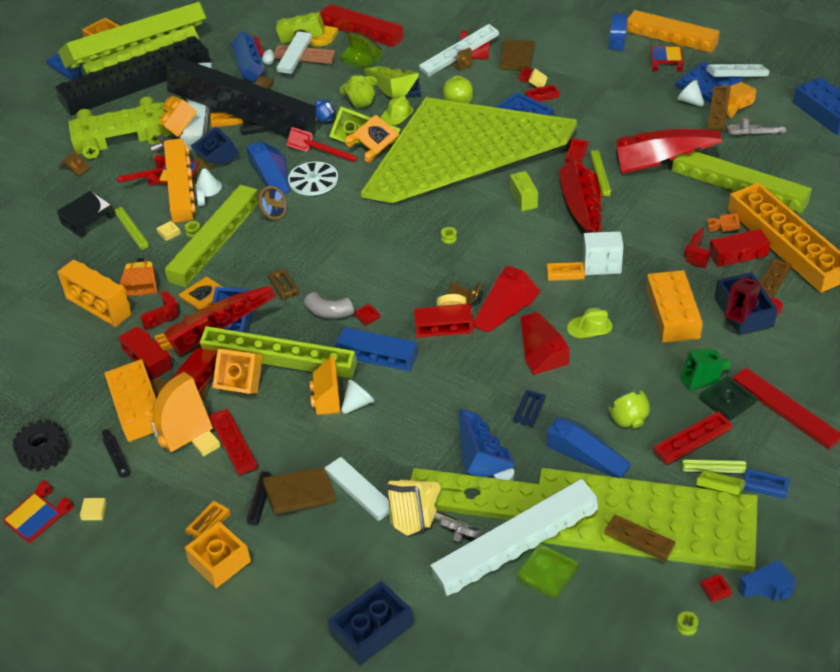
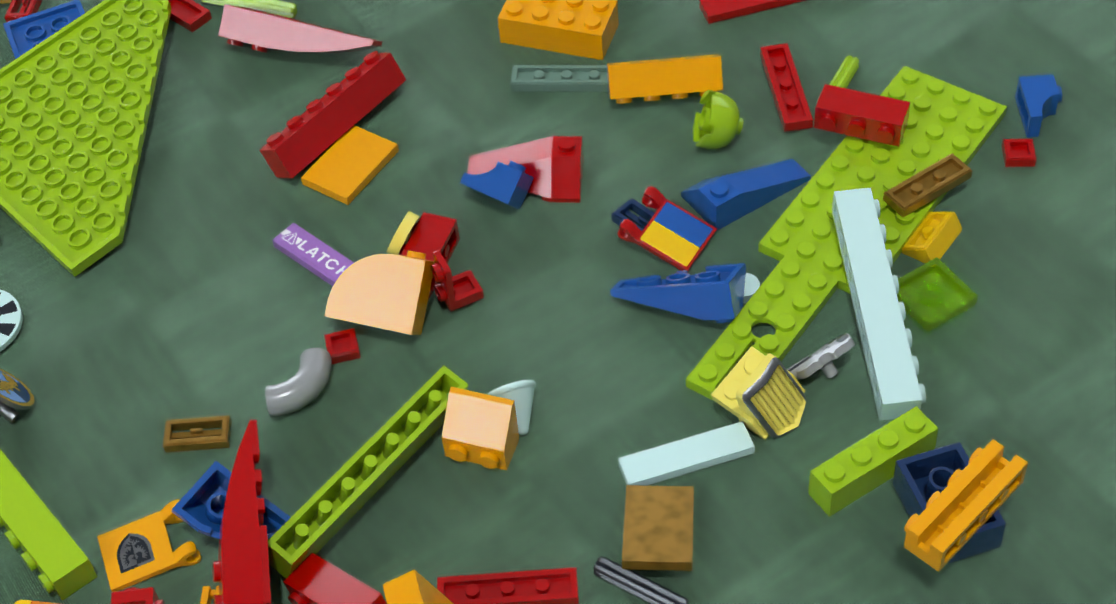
camera: 65 degrees left, 5 degrees up
(237, 371) = (378, 533): light orange brick -> none
(354, 619) = (963, 505): none -> light orange brick
(373, 567) = (870, 461): none -> lime brick
(379, 348) = (434, 344): blue brick -> none
(400, 311) = (383, 292): none -> brick
(421, 283) = (311, 253): none -> medium lavender tile
(426, 343) = (457, 289): none -> red bracket
(448, 235) = (248, 193): lime bush -> none
(455, 288) = (387, 220): pearl gold bracket -> none
(491, 263) = (350, 164): none -> light orange tile
(508, 295) = (424, 176): red wedge -> none
(515, 330) = (502, 183): none -> blue arch
(523, 191) = (226, 86): lime brick -> none
(525, 424) = (670, 233): none -> flag
(527, 240) = (332, 115): none -> red brick
(565, 271) = (417, 104): light orange tile -> none
(591, 324) = (529, 113): lime piece -> none
(602, 253) = (424, 46): light aqua brick -> none
(603, 560) = (933, 236): none -> yellow slope
(632, 331) = (559, 78): none -> sand green tile
(654, 372) = (664, 77): none -> light orange brick
(677, 480) = (861, 115): none -> red brick
(689, 617) = (1060, 188): lime bush -> none
(703, 368) = (687, 27): green torso -> none
(721, 482) = (878, 80): lime tile -> none
(728, 398) = (735, 35): clear green tile -> none
(765, 486) = (890, 55): blue tile -> none

